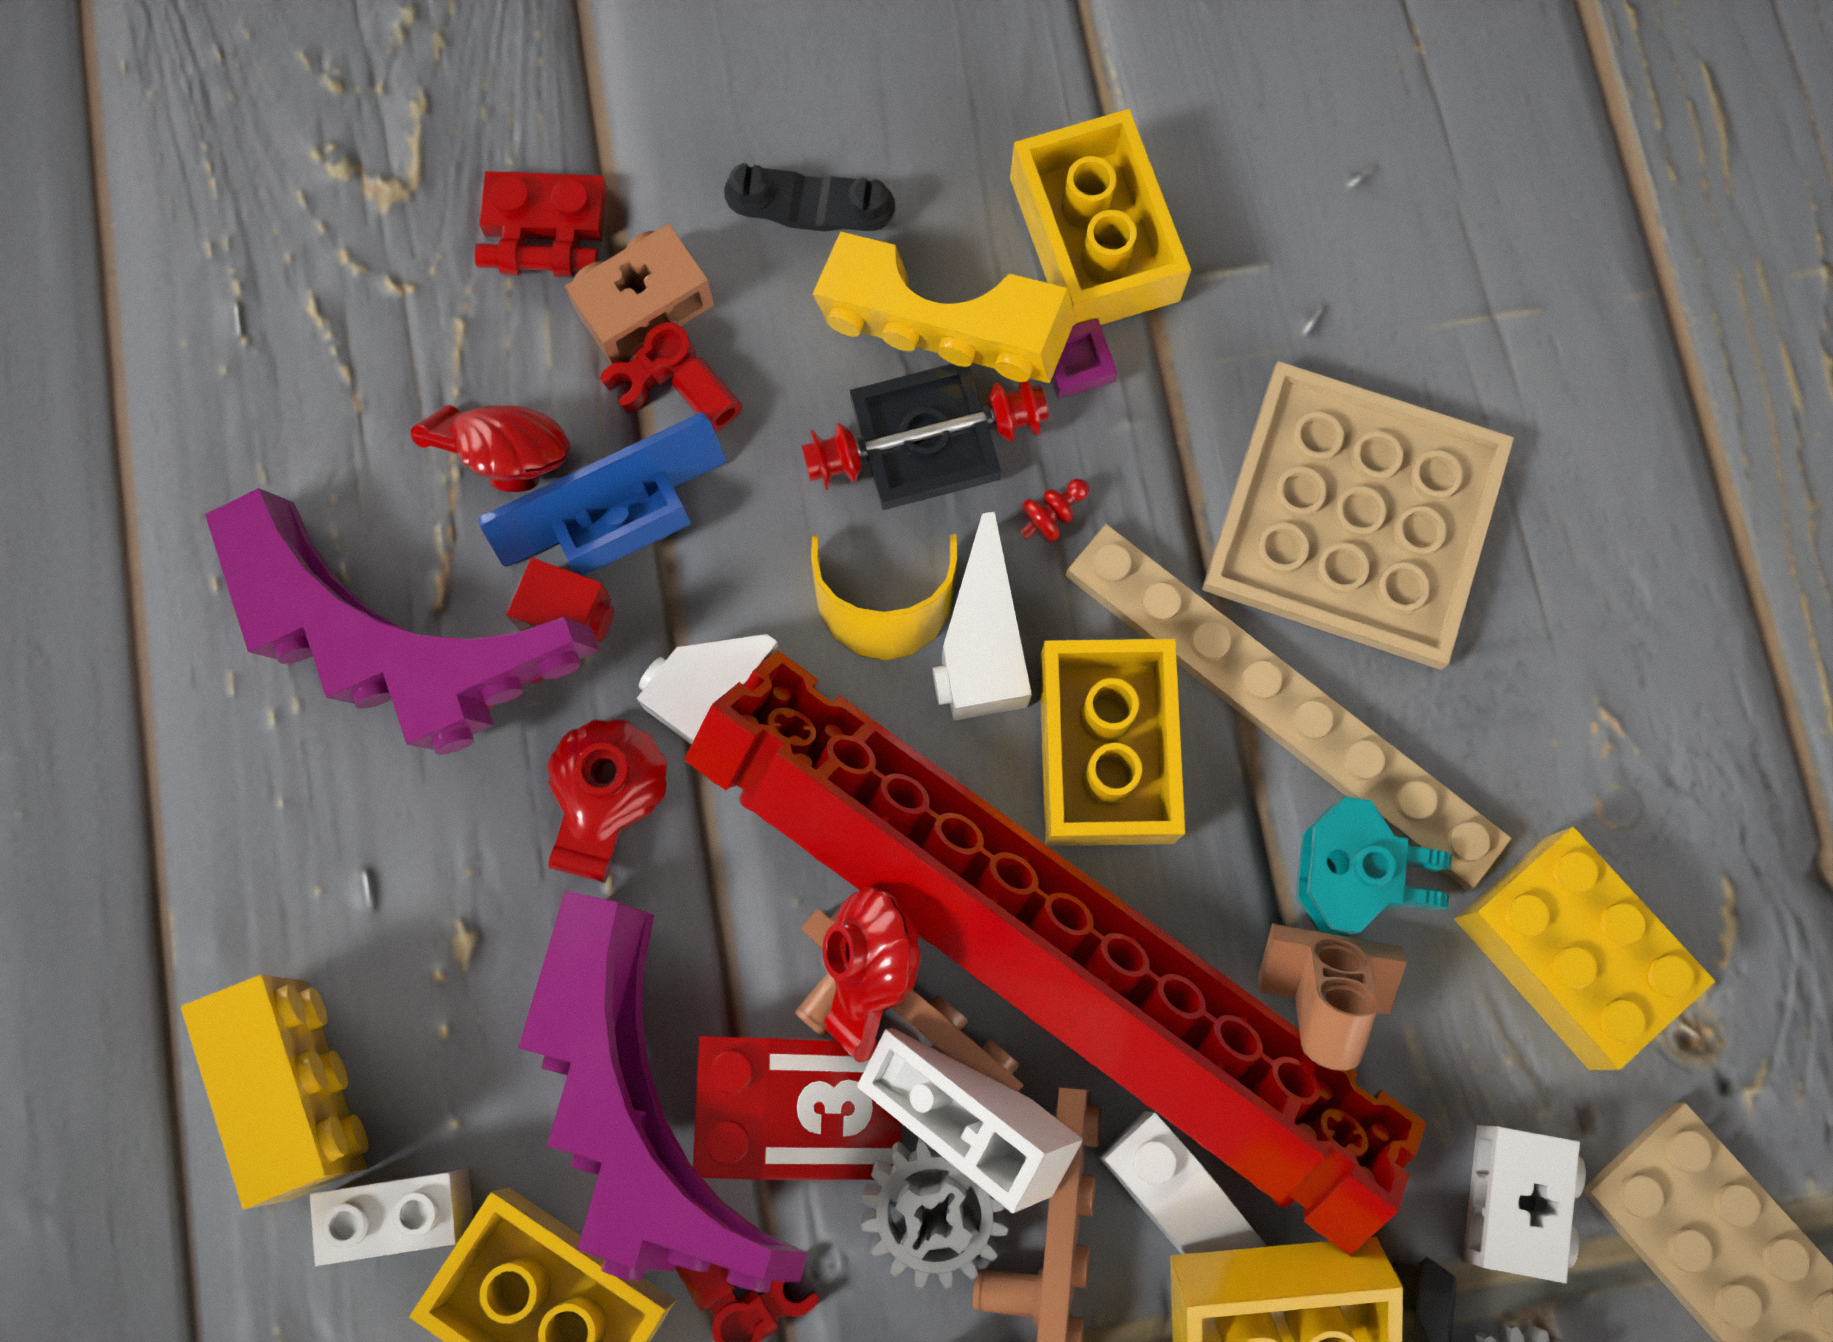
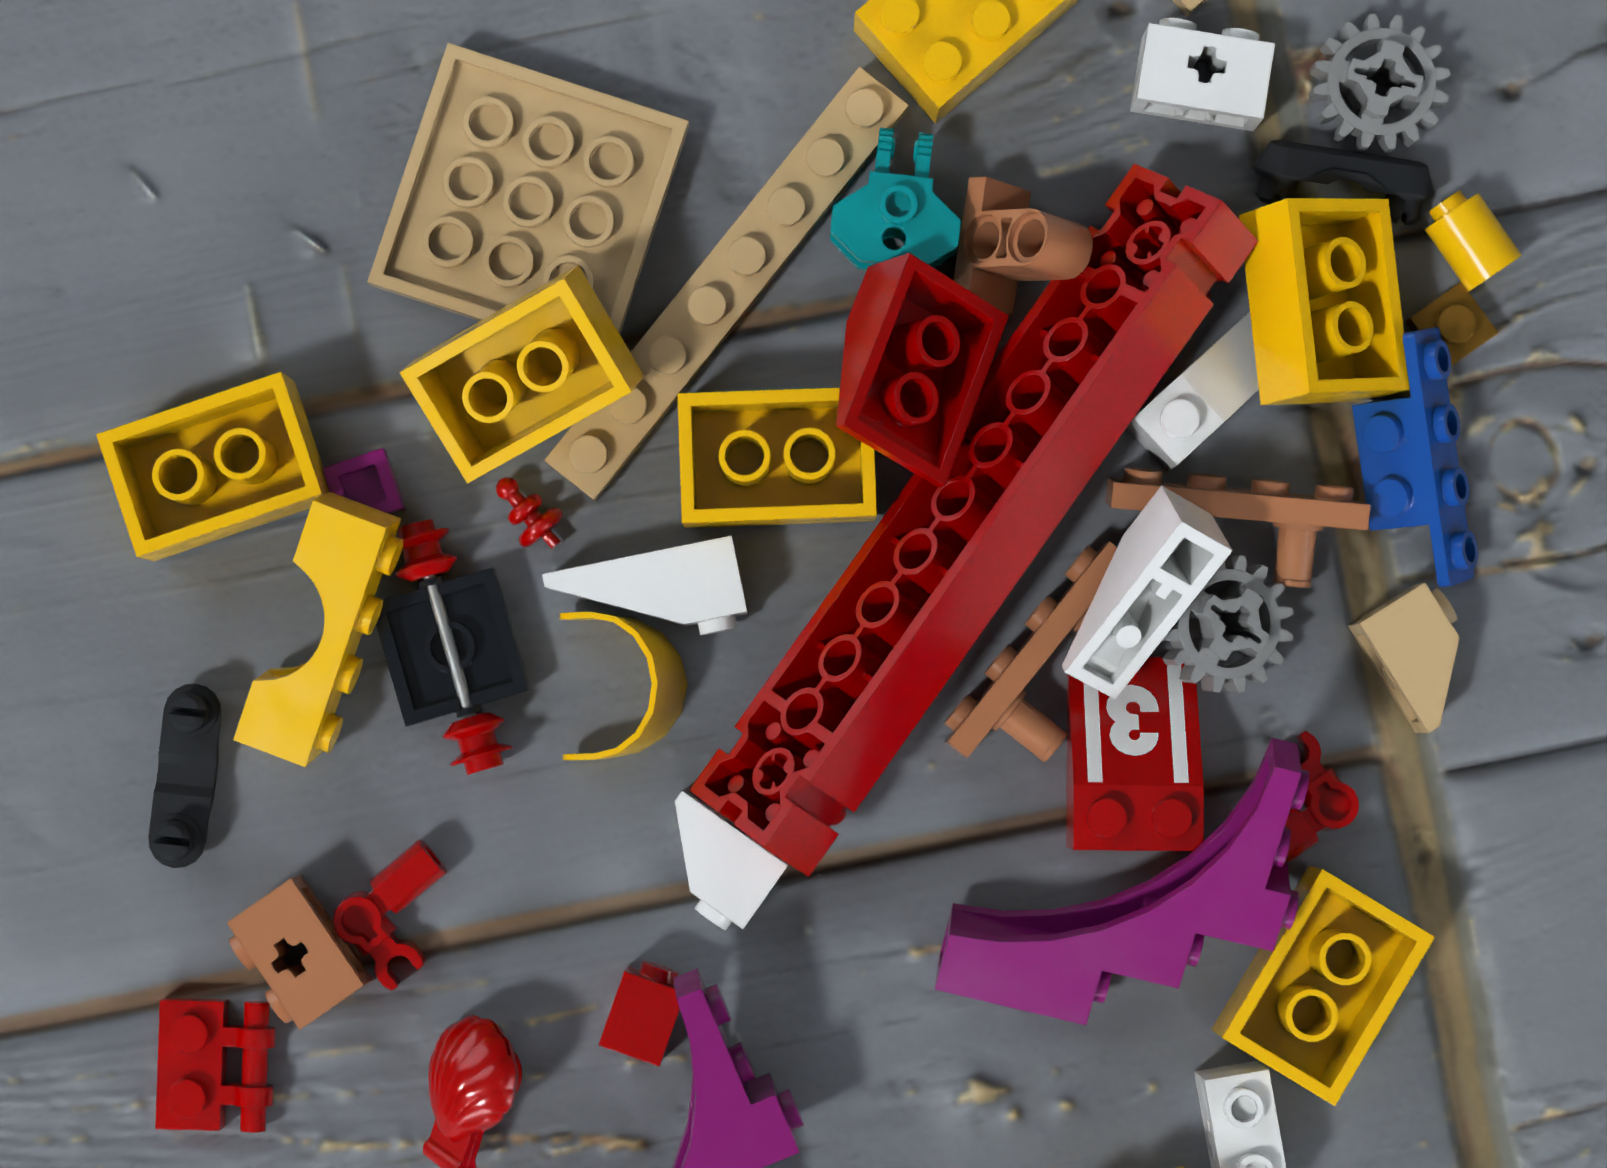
camera: 90 degrees left, 10 degrees up
(604, 782) = (852, 965): red animal -> none
(610, 503) = (535, 968): blue bracket -> none
(874, 965) = (1005, 684): red animal -> none
(1194, 493) = (522, 374): none -> yellow brick
(1207, 878) = (915, 364): none -> red slope

